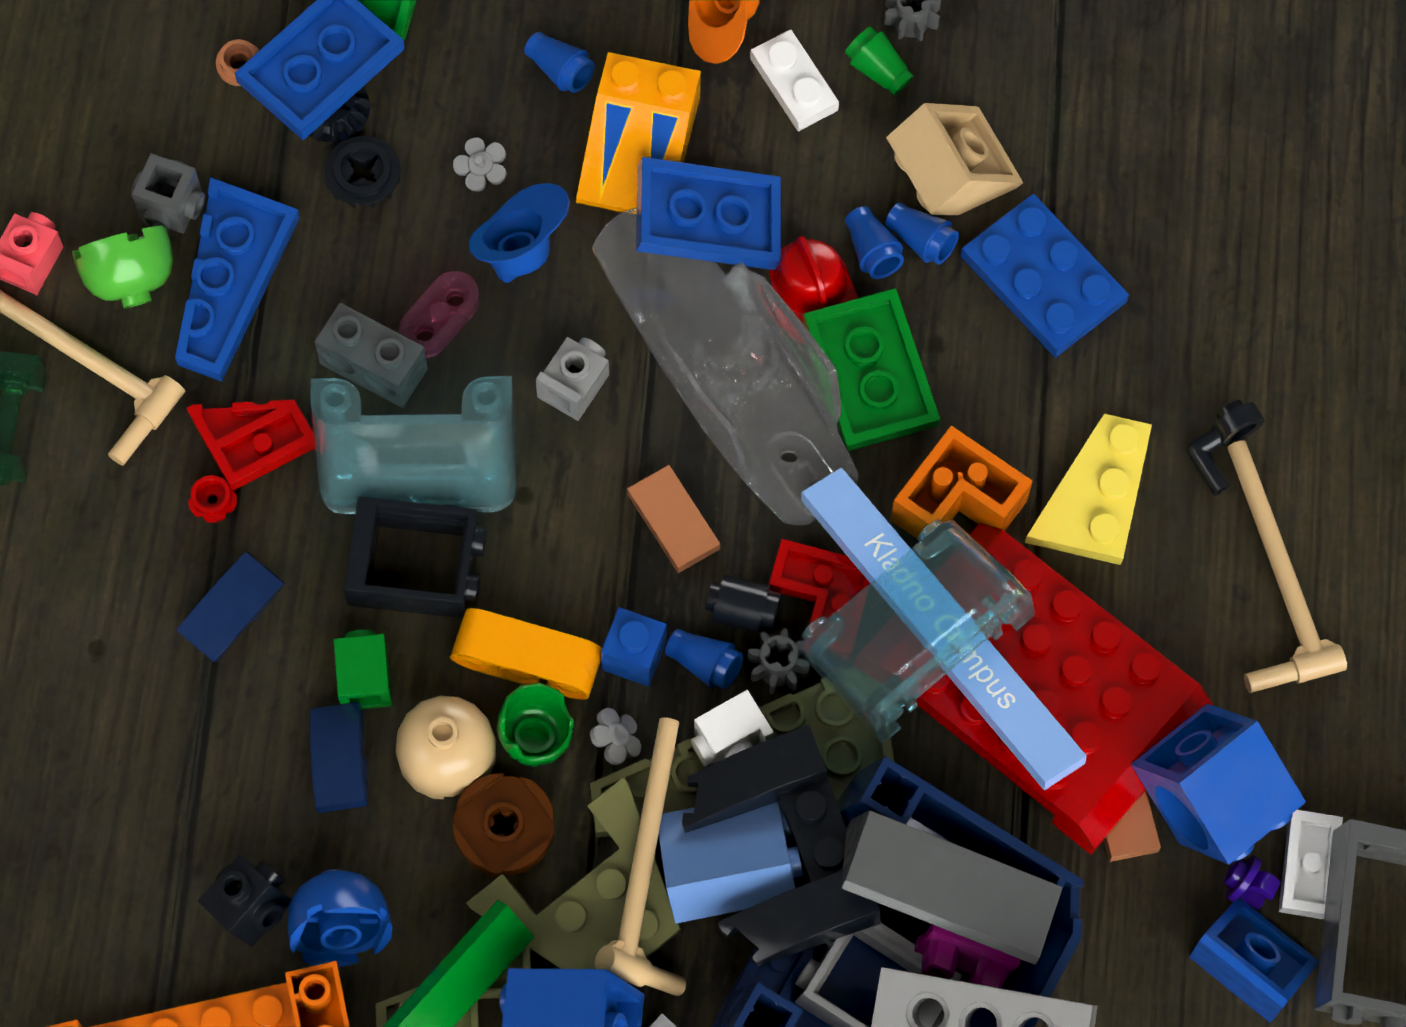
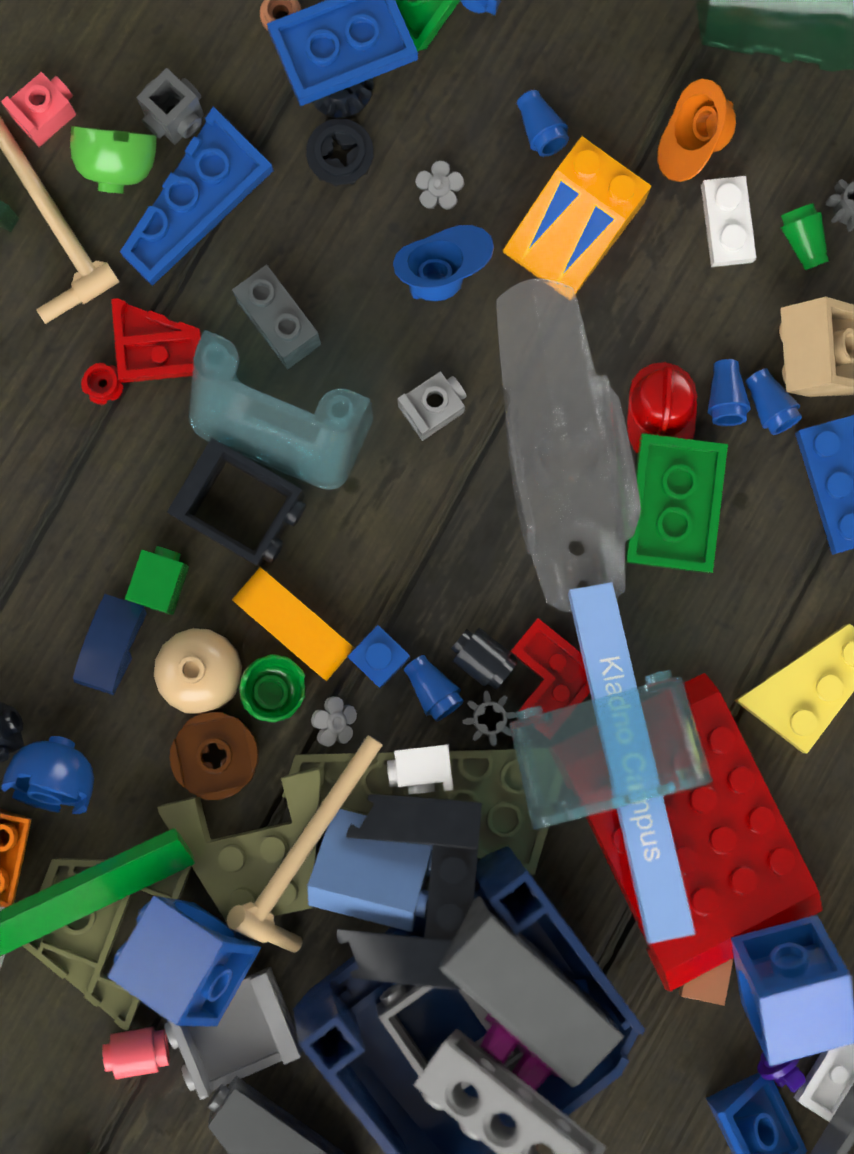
camera: 25 degrees right, 15 degrees up
(230, 606) = (77, 481): dark blue slope -> none
(435, 315) = (346, 302): clear pink plate -> none
(673, 519) = (460, 559): nougat tile -> none
(708, 213) = (602, 312): blue plate -> none
(961, 479) = (707, 632): orange brick -> none

